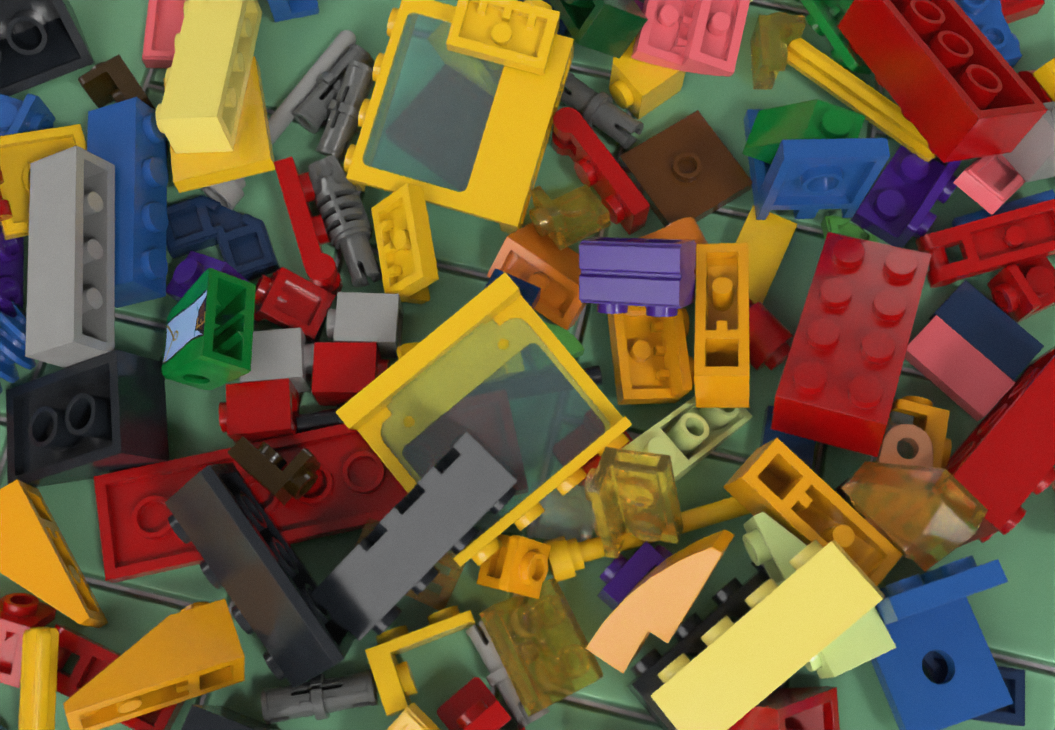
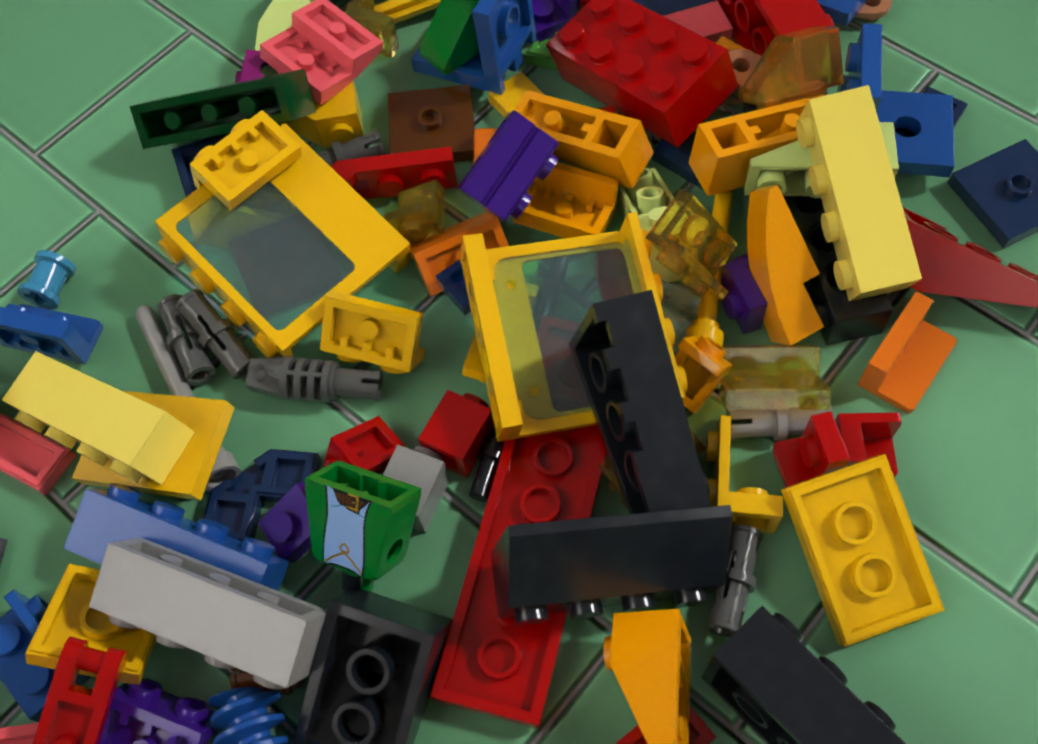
camera: 55 degrees left, 10 degrees down
(112, 82) = (46, 515): dark brown bracket -> none
(259, 410) = (451, 519): red brick -> none
(266, 464) = (534, 509): dark brown bracket -> none
(308, 229) = (299, 413): red plate -> none
(367, 319) = (418, 395): light grey brick -> none

